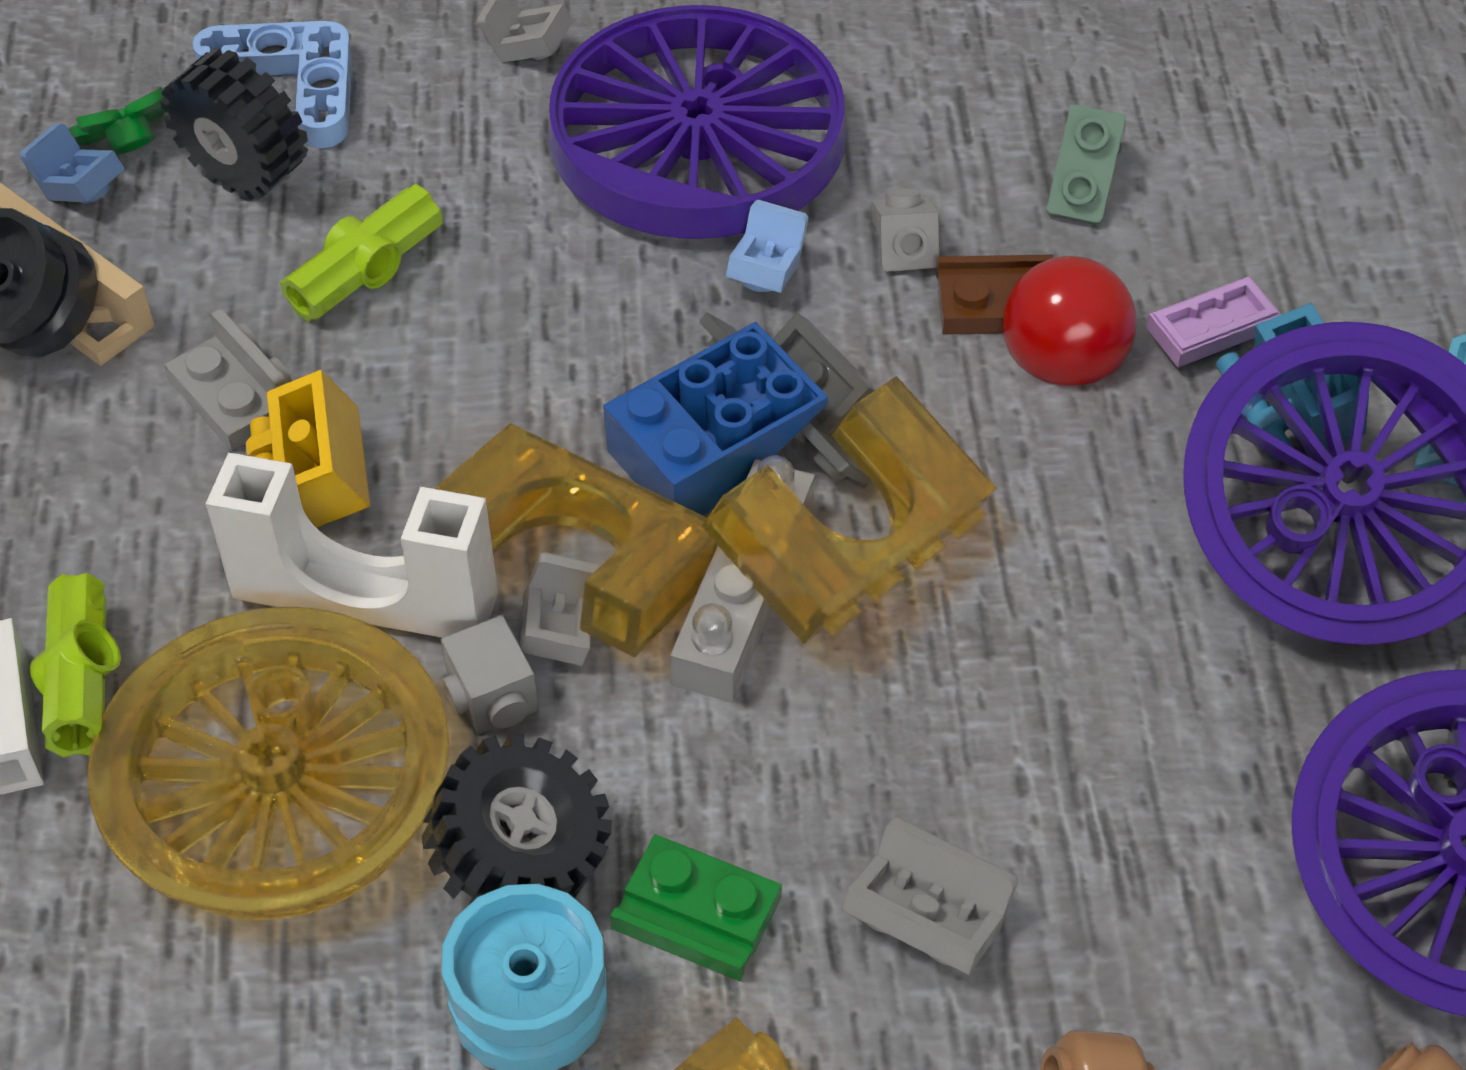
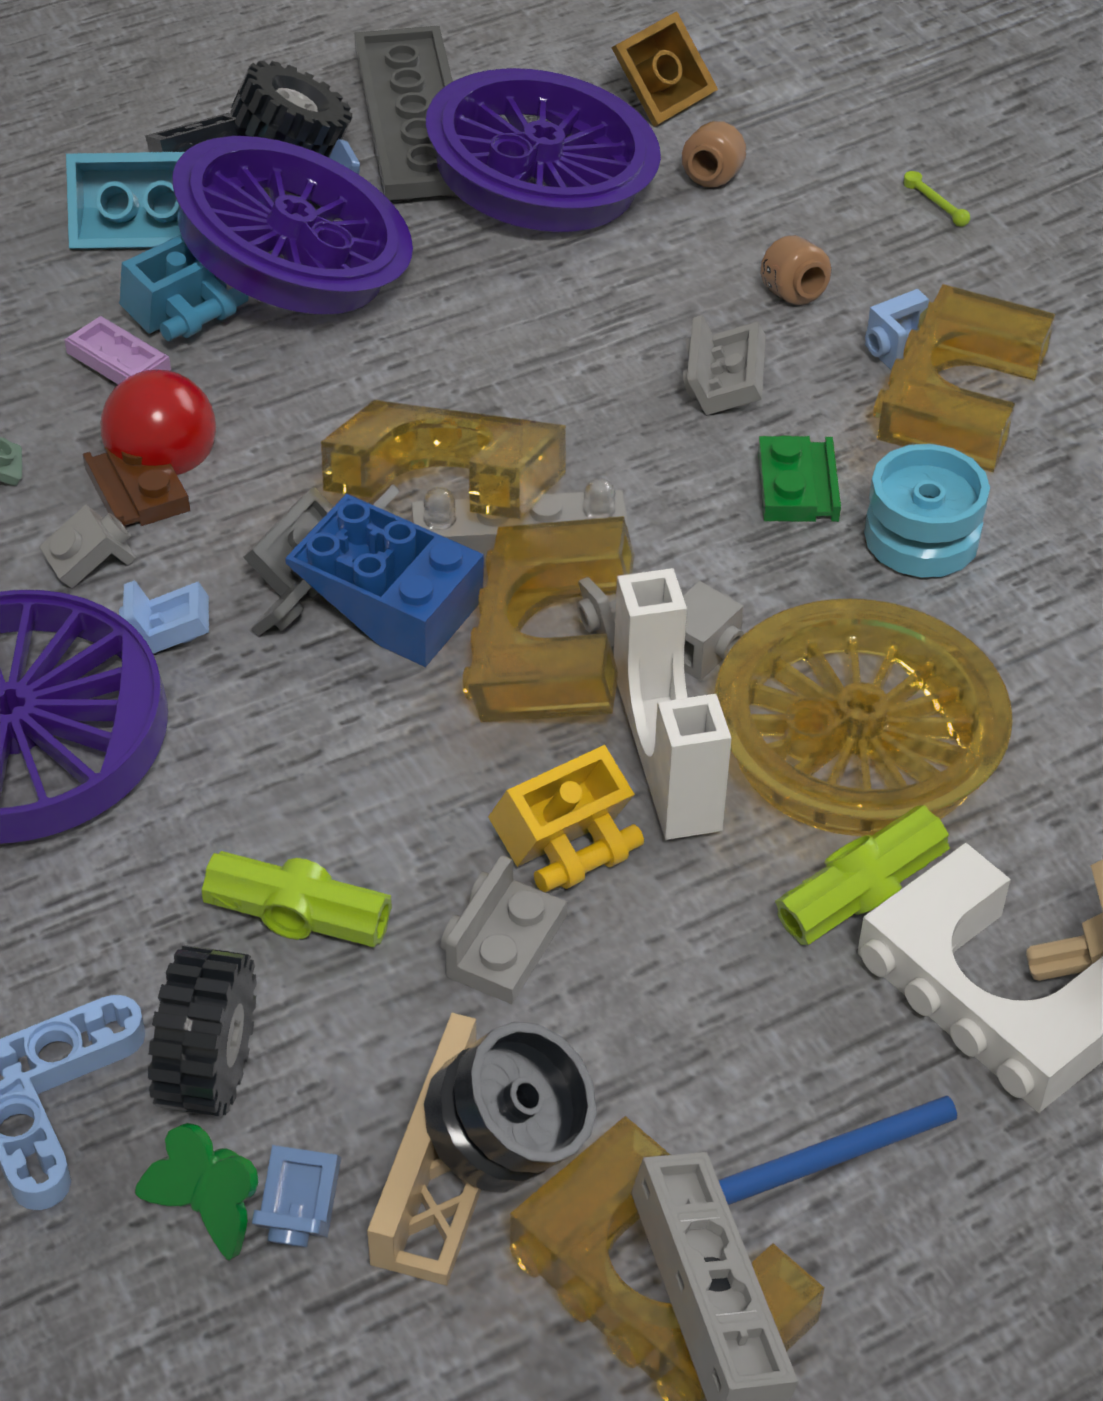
camera: 115 degrees left, 5 degrees down
(542, 800) = (826, 549): black wheel -> none

